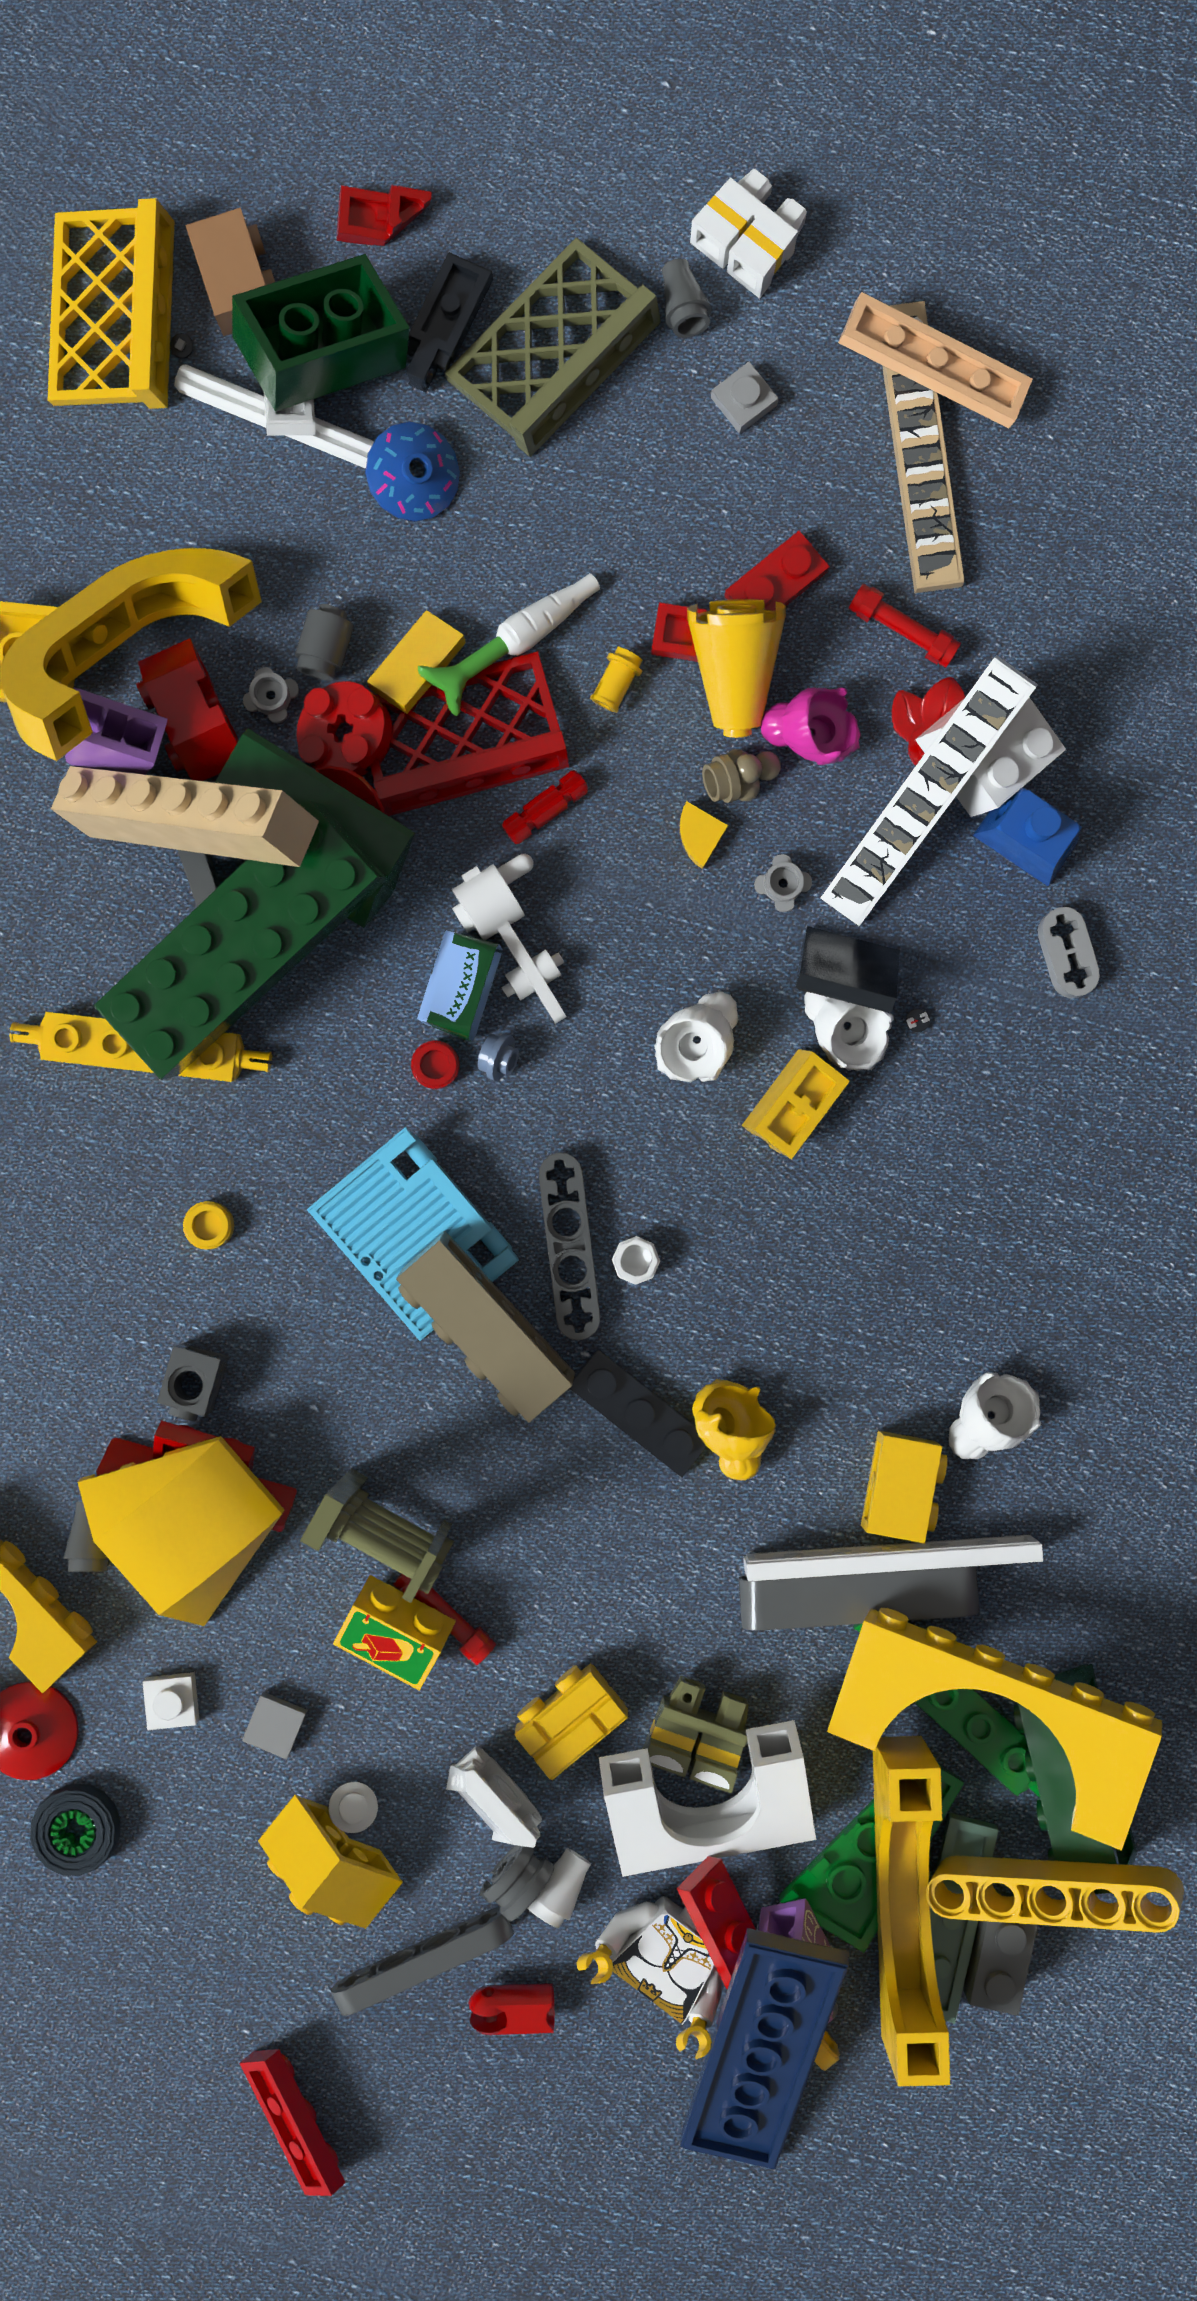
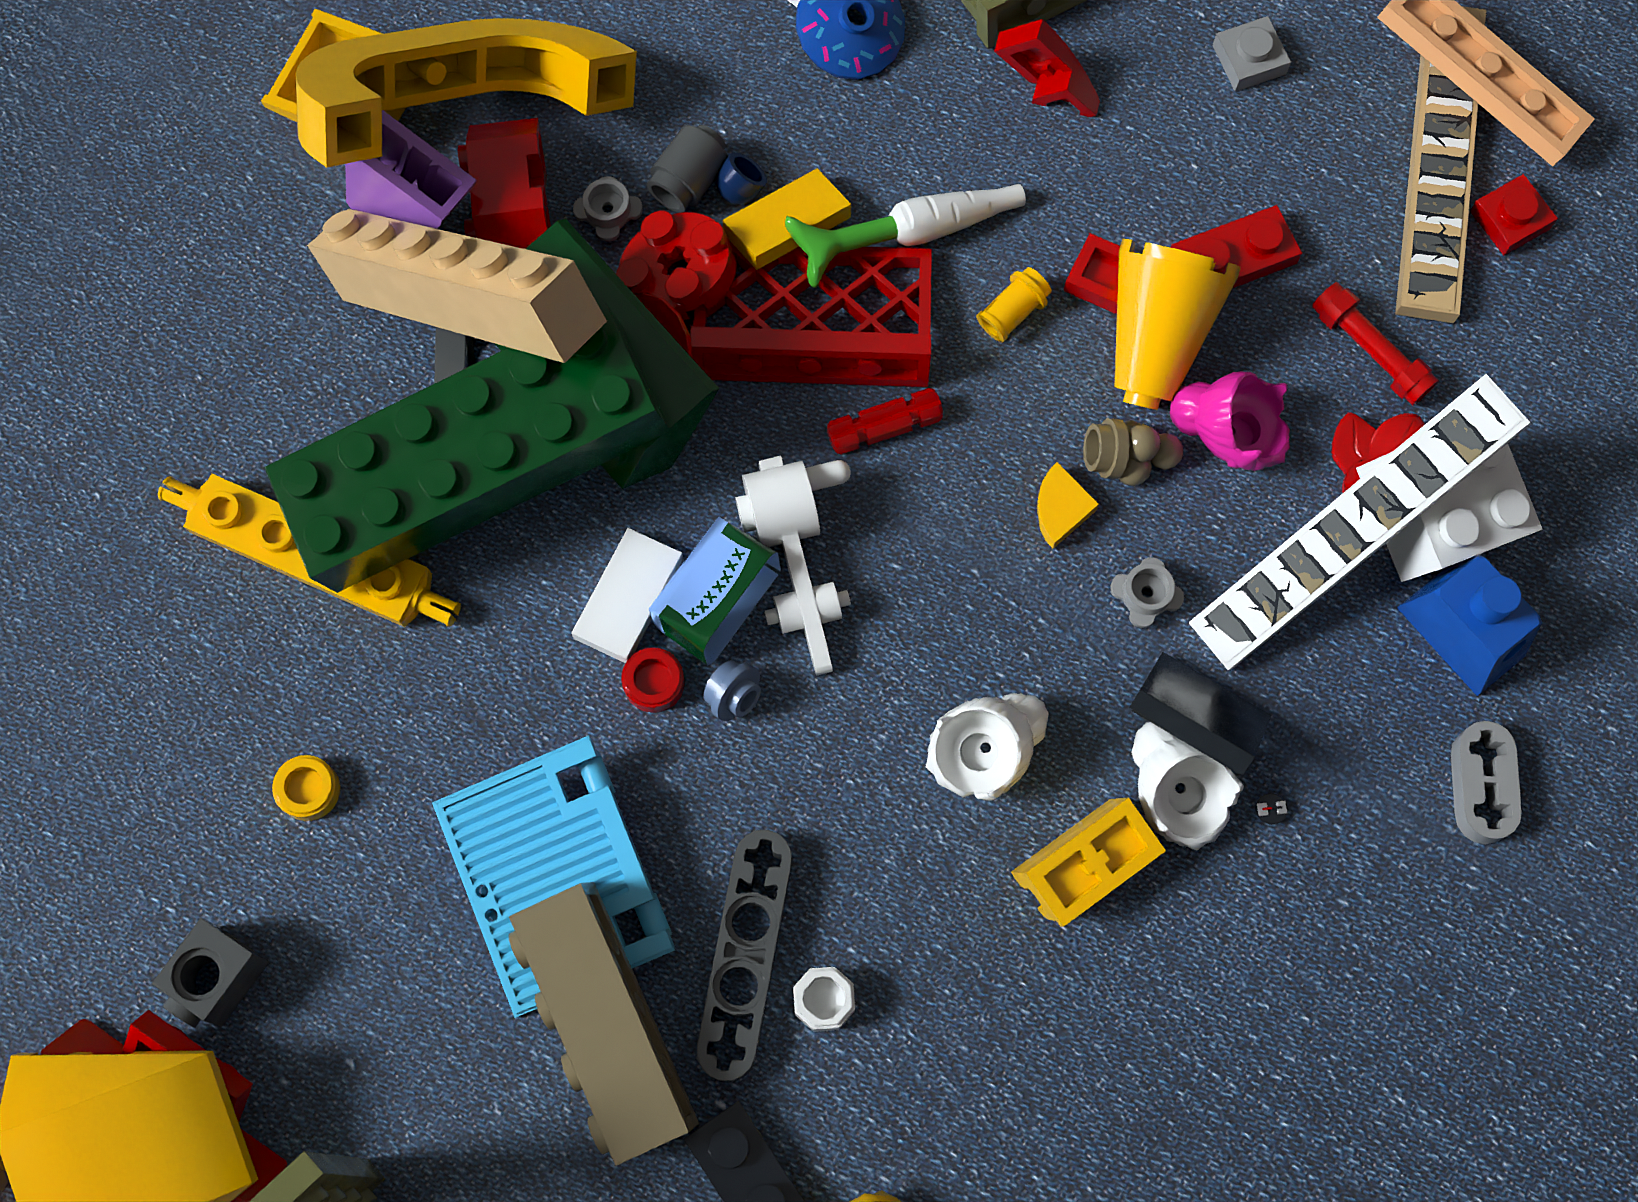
camera: 15 degrees right, 15 degrees down
(368, 638) = (740, 179): none -> dark blue hinge
(394, 1006) = (621, 601): none -> white tile
(582, 458) = (1047, 61): none -> red slope
(987, 479) = (1513, 214): none -> red plate

